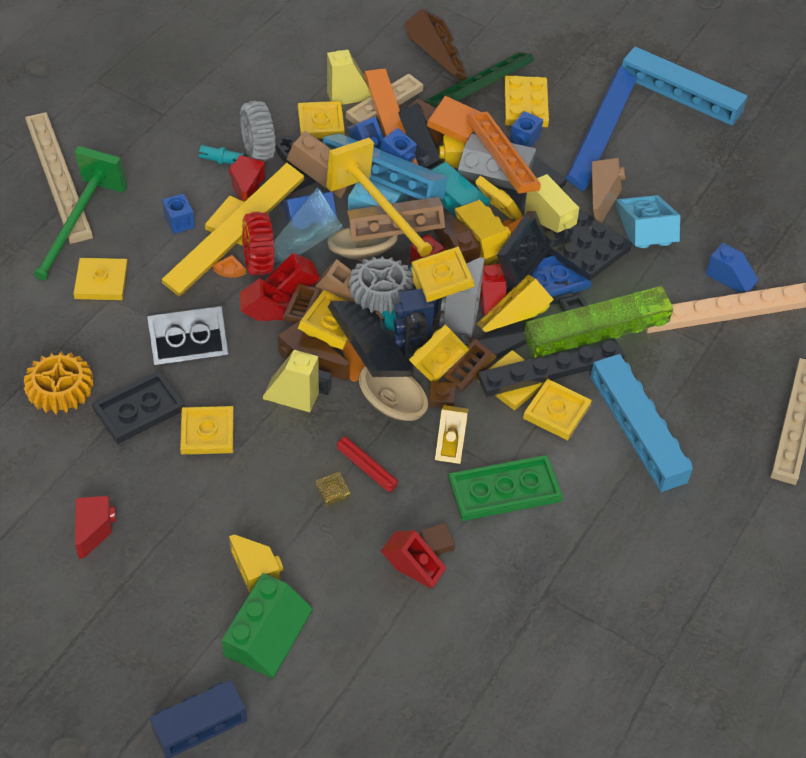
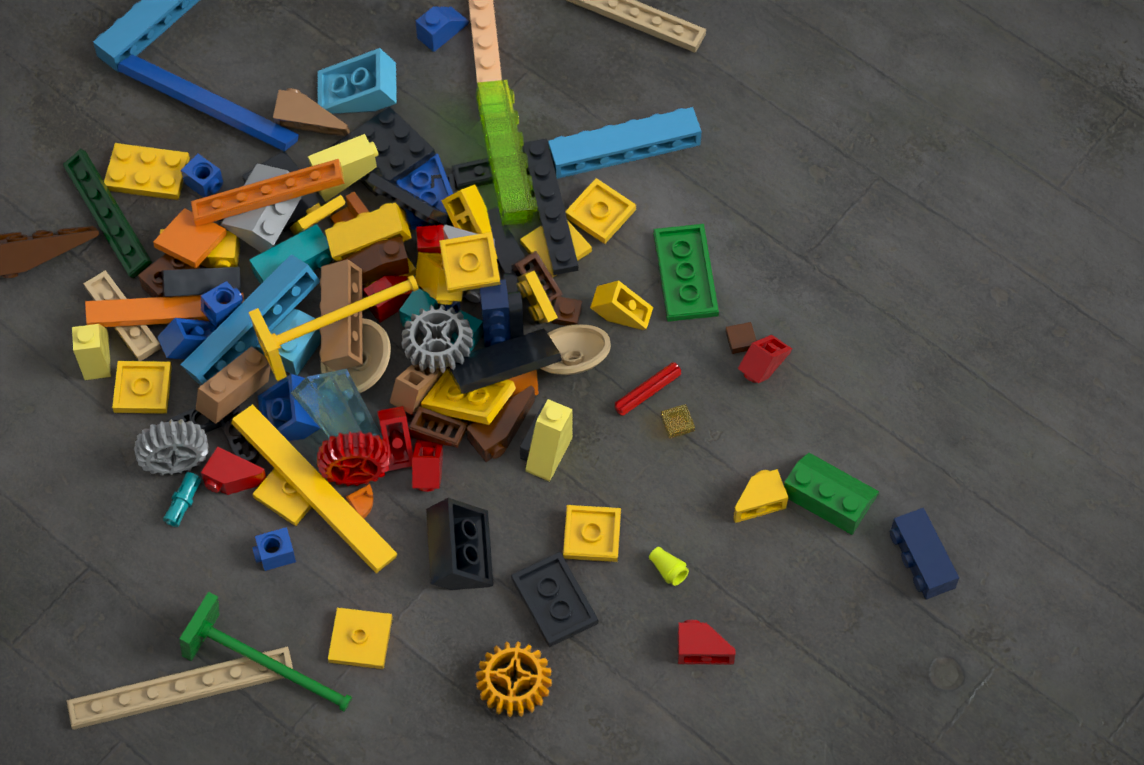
camera: 80 degrees left, 10 degrees up
(173, 493) = (669, 566): none -> neon yellow cone

